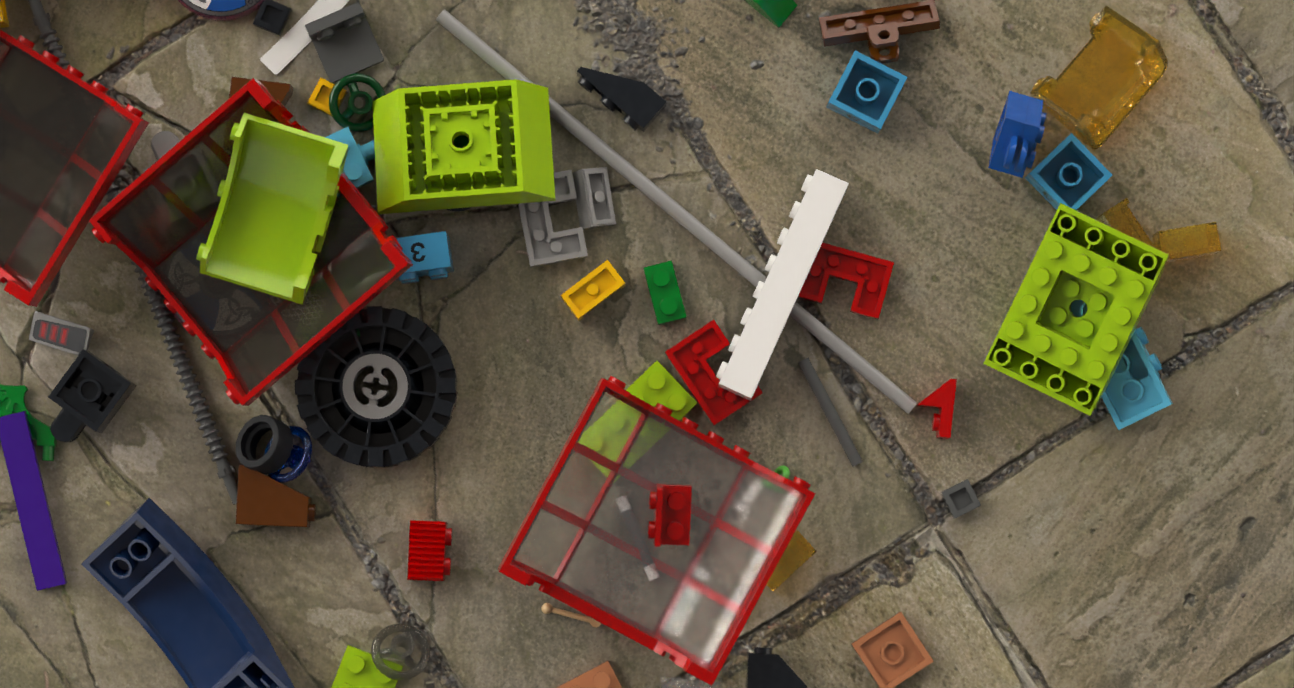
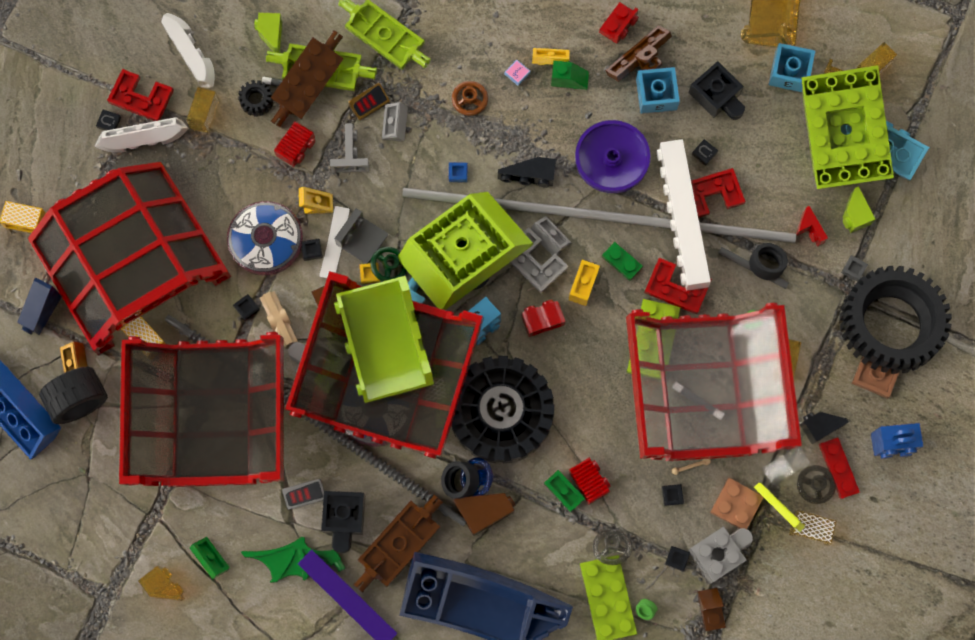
camera: 30 degrees left, 10 degrees down
(137, 473) = (398, 542): none -> reddish brown plate
(140, 40) = (246, 307): none -> black tile
(169, 86) = (278, 318): none -> tan piece
(388, 542) = (564, 491): none -> green plate
(509, 302) = (543, 318): none -> red brick
(522, 636) = (672, 495): none -> black tile
(530, 33) = (458, 172): none -> blue tile
(671, 514) = (710, 372): red bracket -> none
(744, 144) = (612, 156): none -> dark purple dish
(872, 411) = (773, 251): none -> black tyre
(874, 215) = (704, 152): none -> black tile
(946, 147) = (724, 86): none -> black brick
(1016, 428) = (857, 212): none -> lime slope
(1016, 588) = (913, 291): none -> black tyre
(1017, 134) = (752, 61): blue brick -> none

